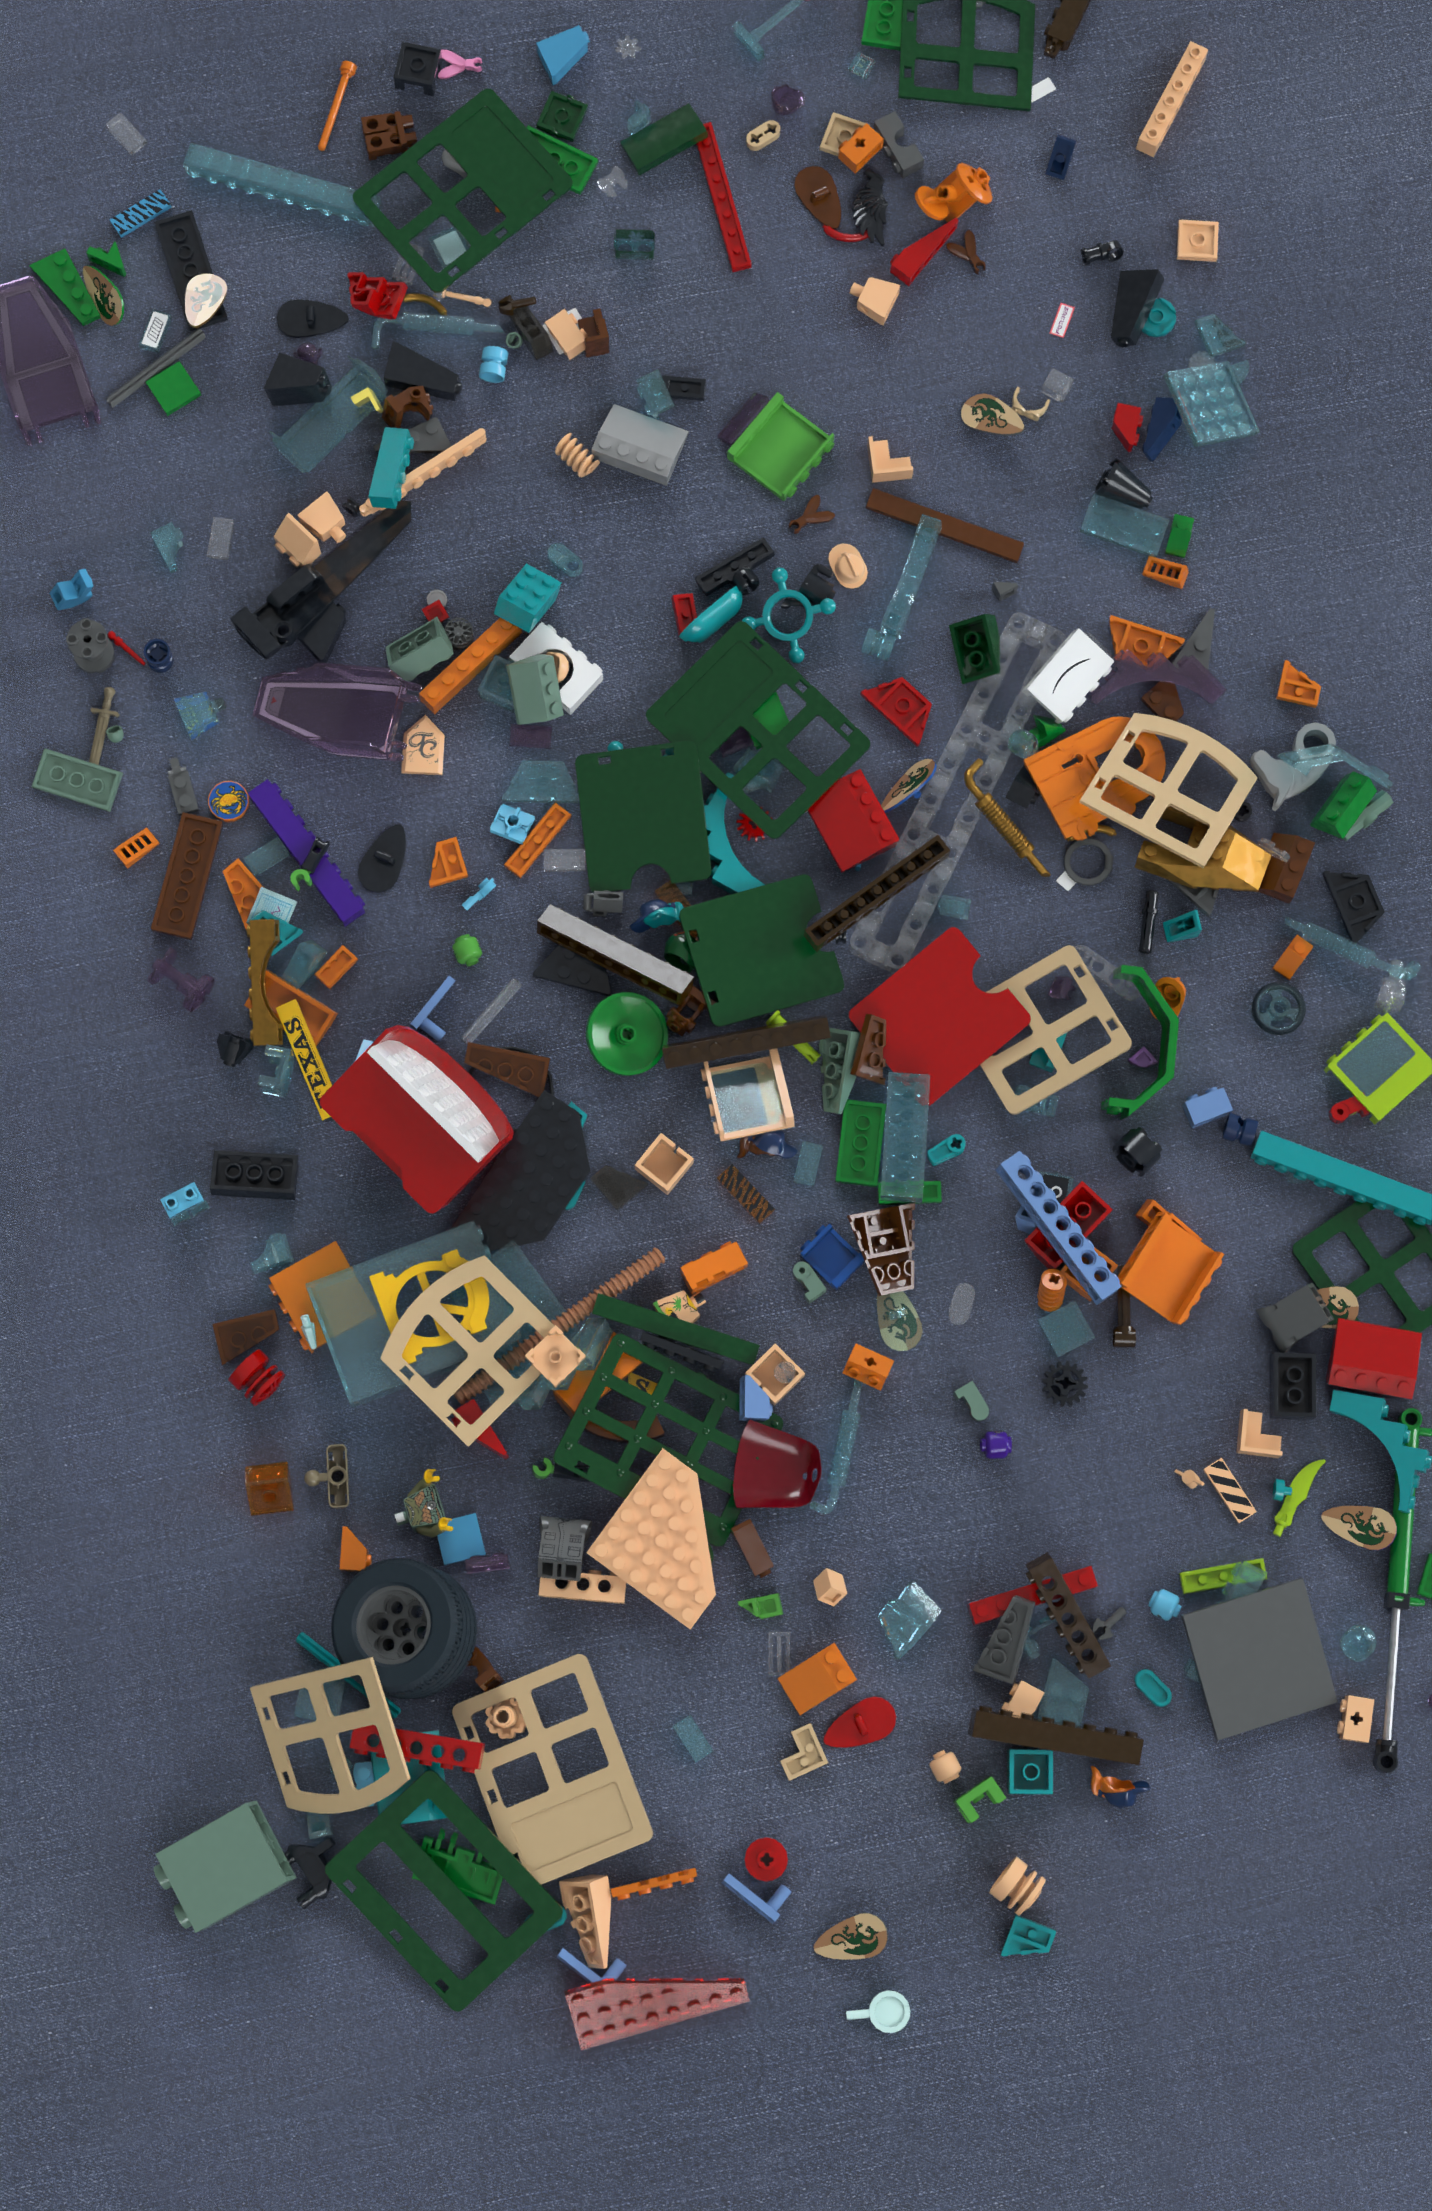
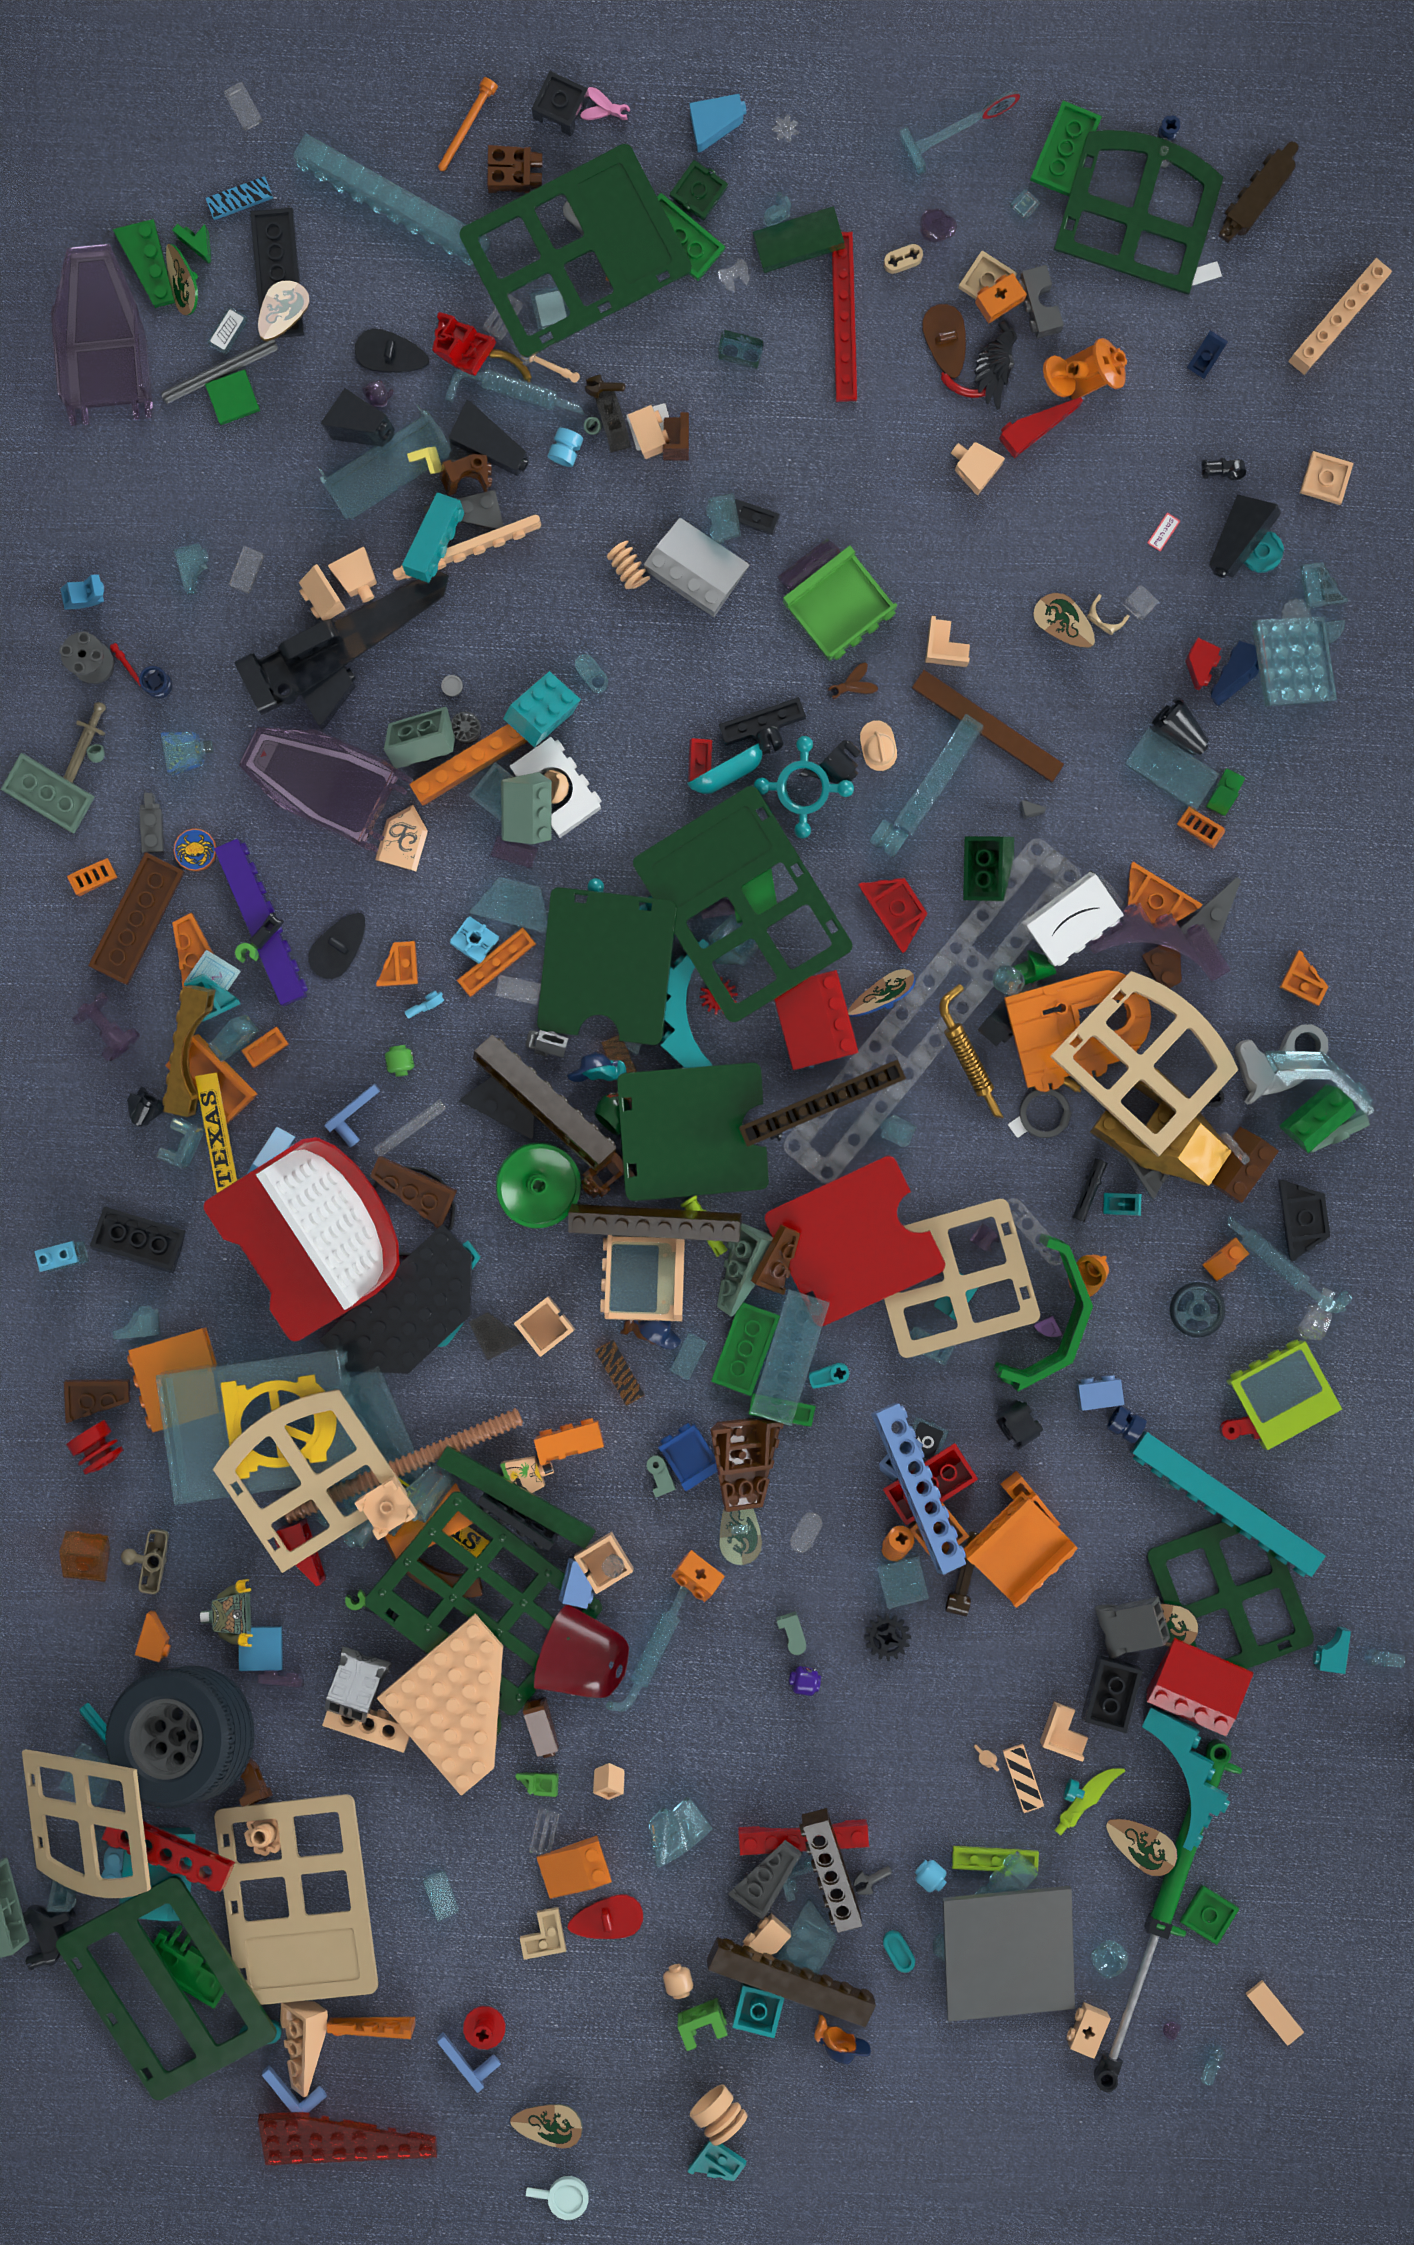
camera: 15 degrees right, 10 degrees up
(266, 856) = (220, 916): clear light blue tile -> none
(309, 1331) = (155, 1414): light aqua bar -> none
(351, 506) = (386, 567): black bush -> none
(435, 610) = (447, 698): red tile -> none
(967, 253) = (1084, 436): reddish brown piece -> none

